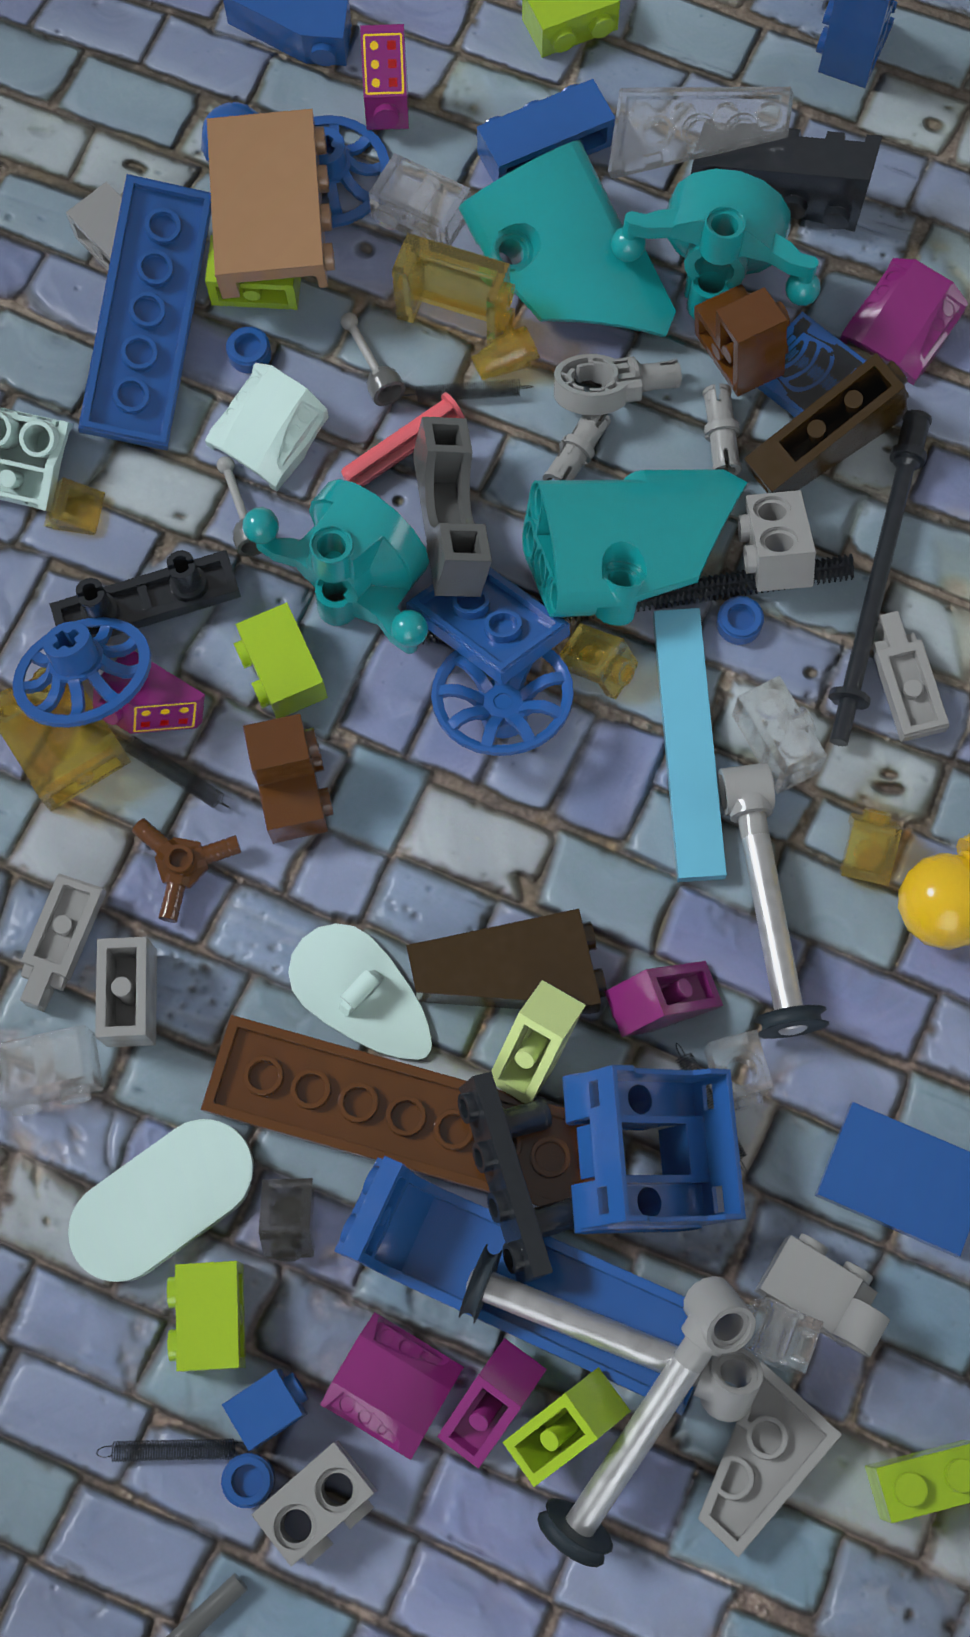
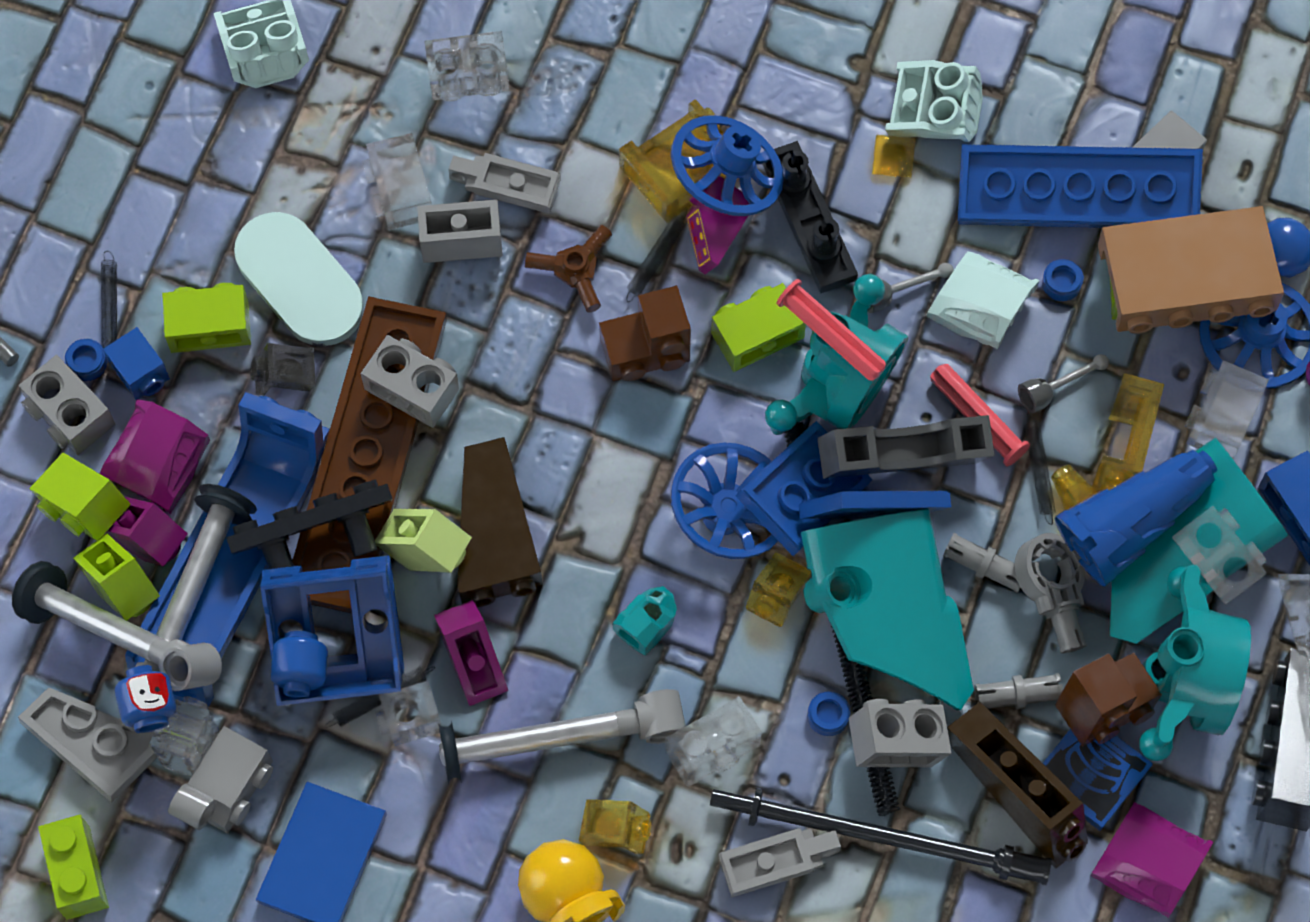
camera: 85 degrees right, 5 degrees down
(336, 540) = (831, 330): none -> coral axle
(338, 1059) = (404, 387): none -> light grey brick
(359, 992) = (486, 407): light aqua shield -> none
(451, 1480) = (79, 497): none -> lime brick
(525, 537) = (872, 504): none -> blue tile
(557, 287) = (1121, 522): none -> blue cone
(605, 197) = (1213, 559): none -> clear brick
(628, 801) = (646, 619): none -> teal rock
(689, 746) = (708, 670): medium azure tile -> none
(701, 1187) = (299, 663): none -> blue head
(762, 1372) = (145, 699): none -> head

